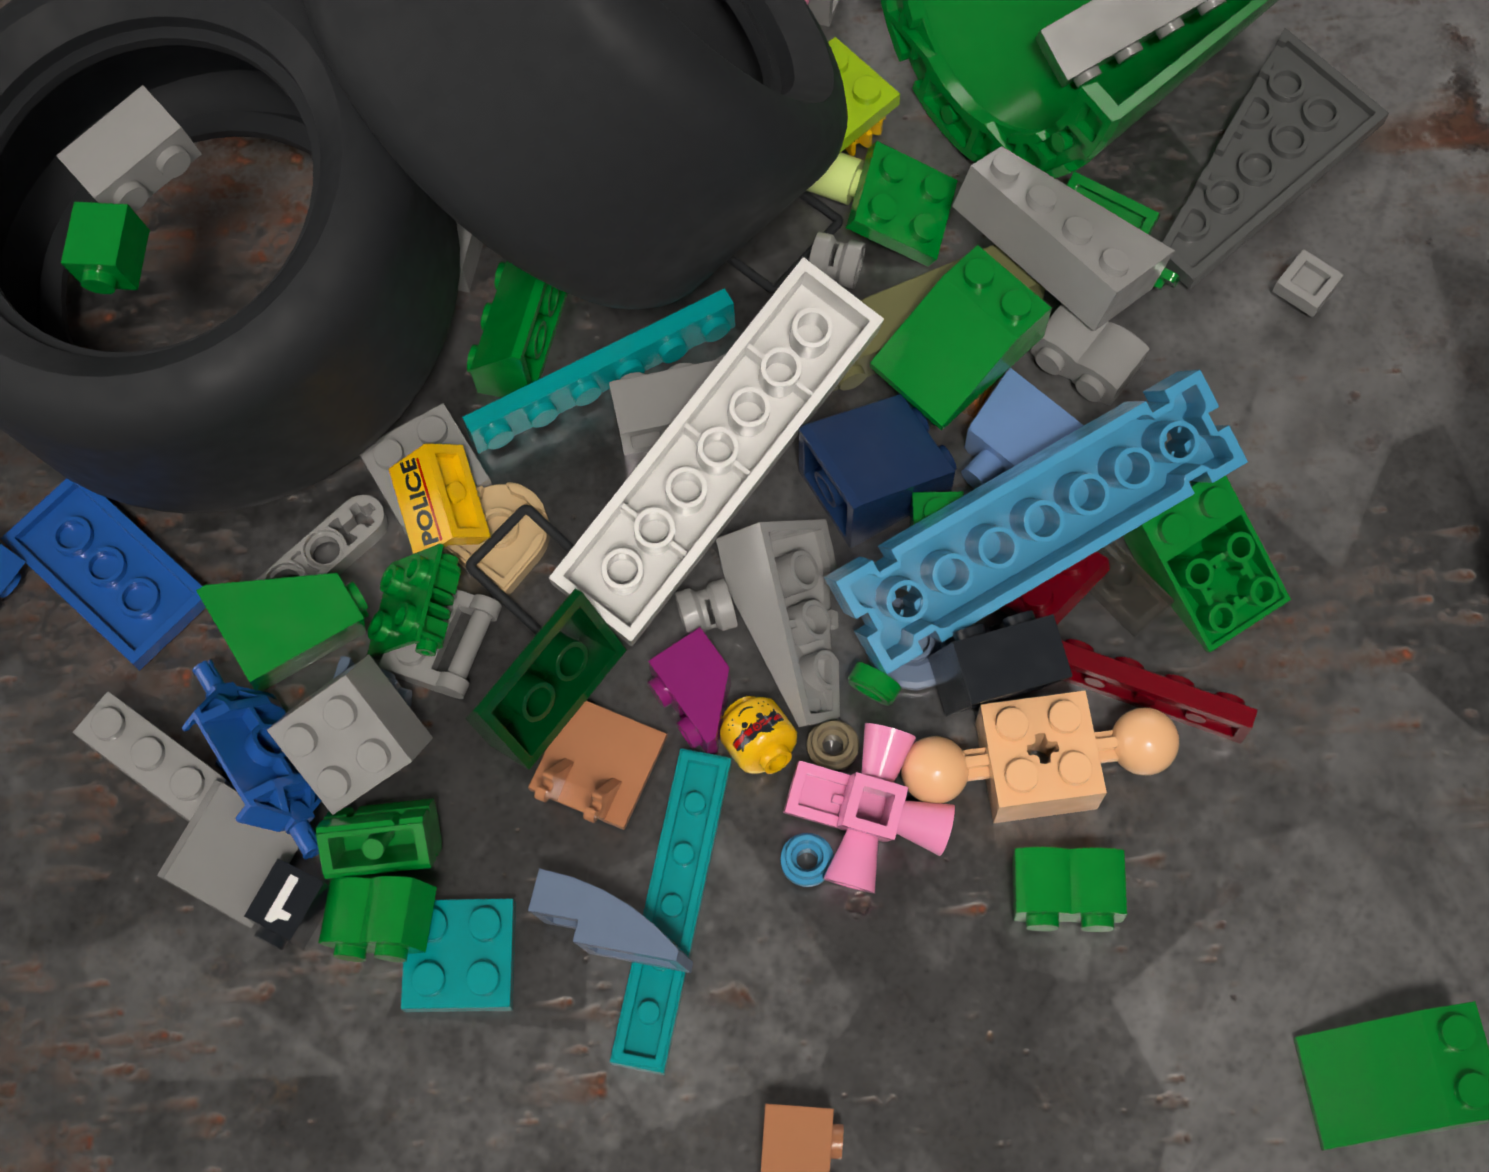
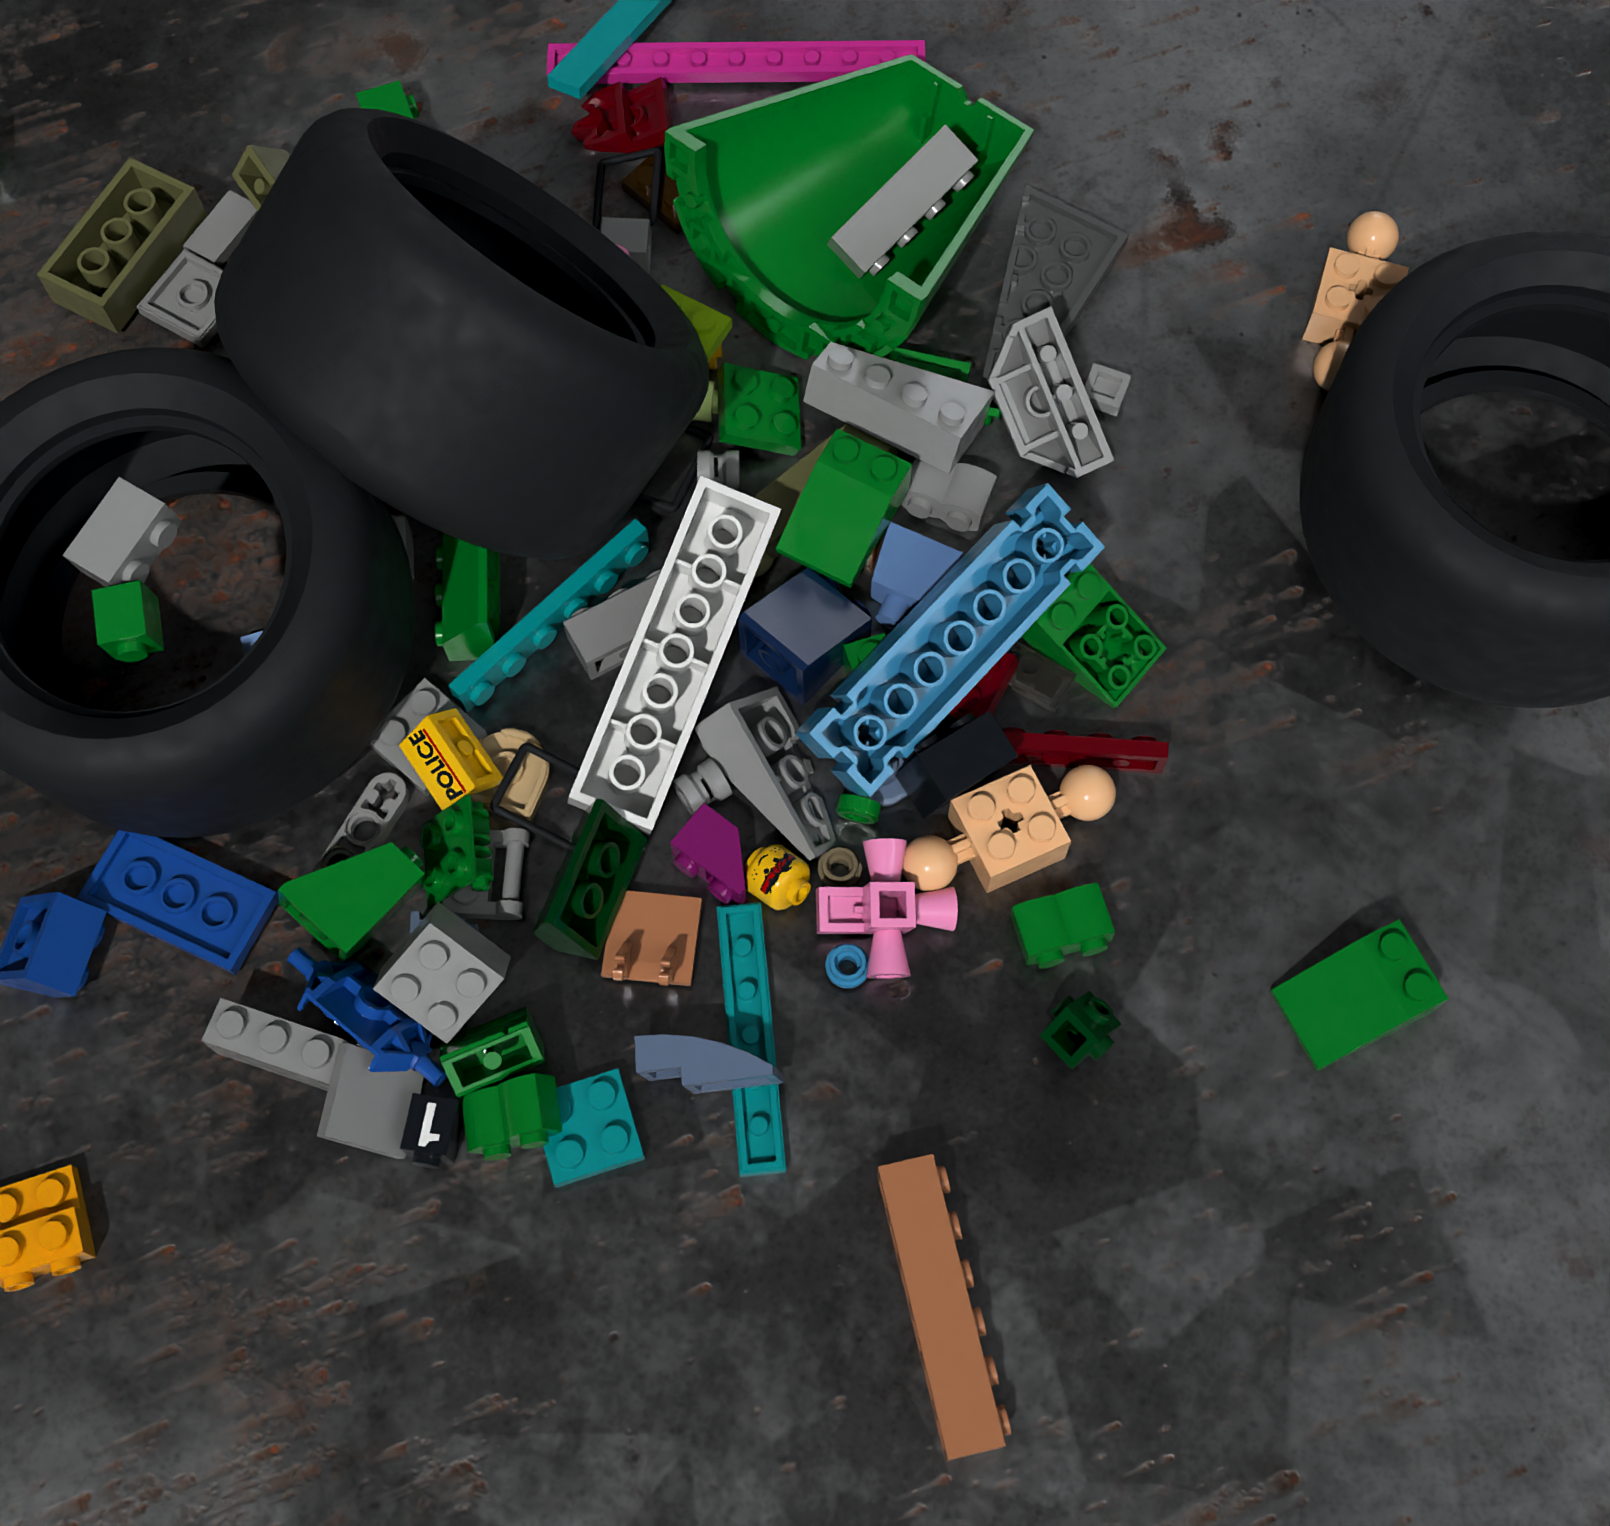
camera: 20 degrees left, 0 degrees up
(1052, 1016) = (1081, 1029): none -> dark green brick
(1233, 275) = (1046, 399): none -> light grey wedge

